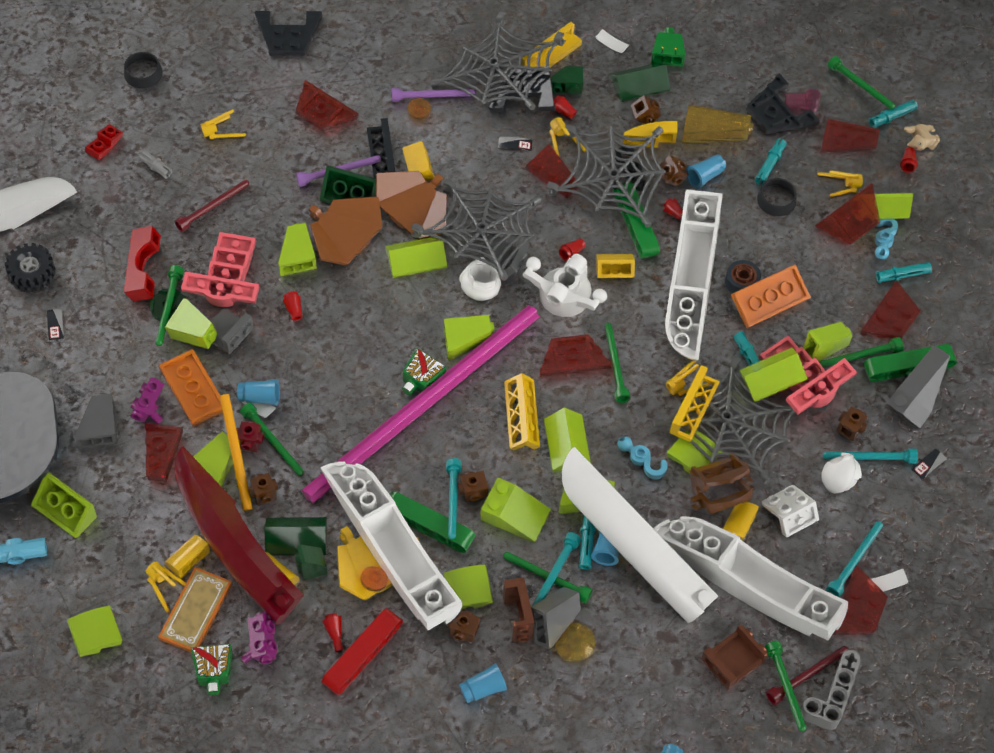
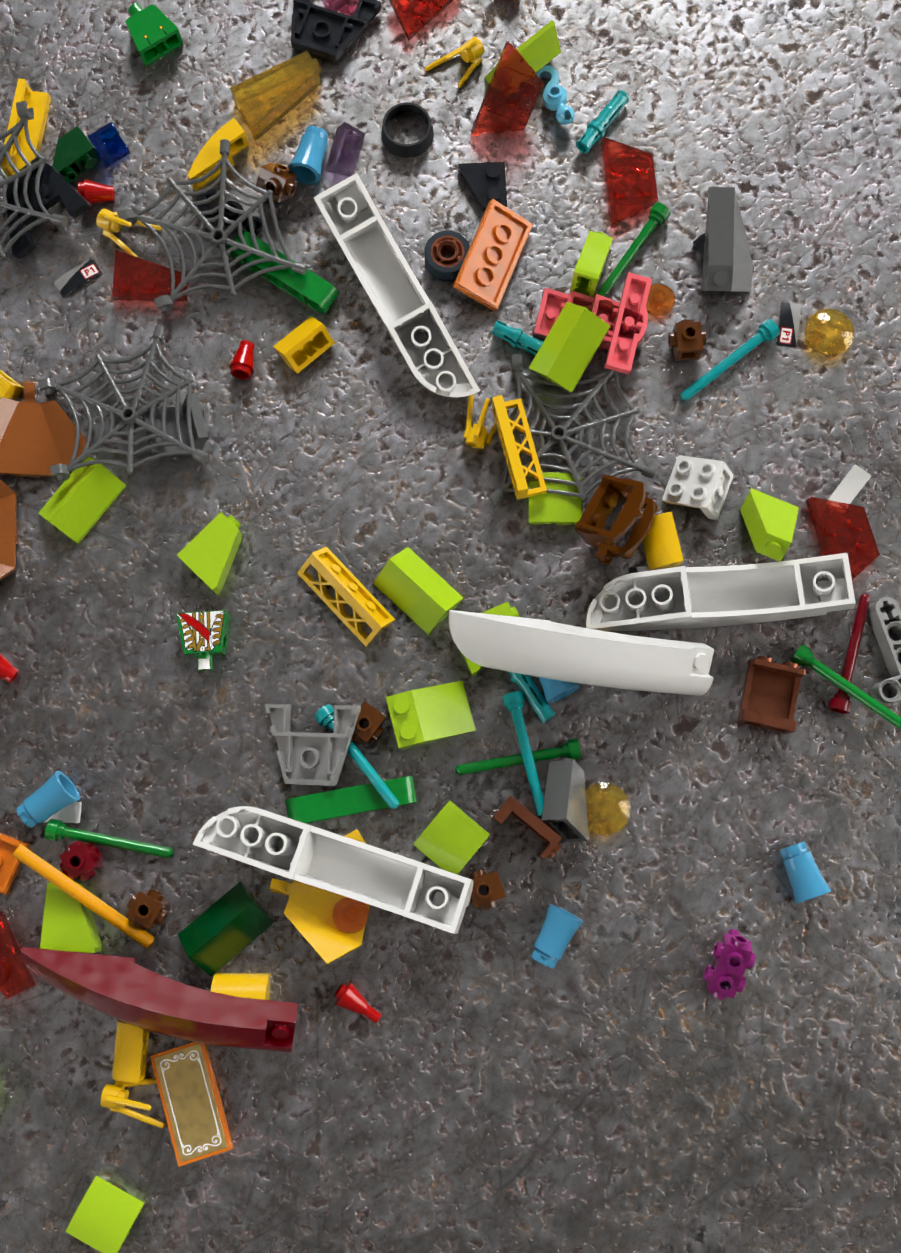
camera: 35 degrees left, 20 degrees up
(212, 666) = (264, 1152): torso -> none
(262, 642) = (290, 1080): magenta brick -> none
(310, 561) = (268, 952): dark green slope -> none
(362, 651) = (403, 1002): red beam -> none
(428, 397) = (233, 661): dark pink axle -> none
(428, 480) = (308, 756): none -> light grey wing
(480, 281) = (178, 478): white helmet -> none
(556, 296) = (274, 433): white piece -> none
(573, 355) = (345, 486): clear red wing -> none
(593, 88) = (109, 144): none -> clear blue panel
(611, 42) = (81, 70): white sticker -> none
(621, 393) = (429, 489): green piece -> none
(641, 81) = (153, 96): dark green slope -> none
(641, 456) = (506, 546): medium azure piece -> none
(646, 110) = (189, 128): reddish brown brick -> none
(673, 208) = (313, 228): red cone -> none
(731, 183) = (345, 150): none -> clear purple slope
(773, 156) = (366, 83): teal pin -> none
(802, 255) = (485, 181): none -> black wing
(817, 558) = (769, 523): none -> lime slope
(837, 586) = (807, 537): teal piece -> none
(841, 473) = (722, 407): white helmet -> none
(855, 392) = (660, 300): none -> clear orange piece
(901, 363) = (683, 228): green beam -> none
(951, 485) = (829, 332): none -> clear yellow dish

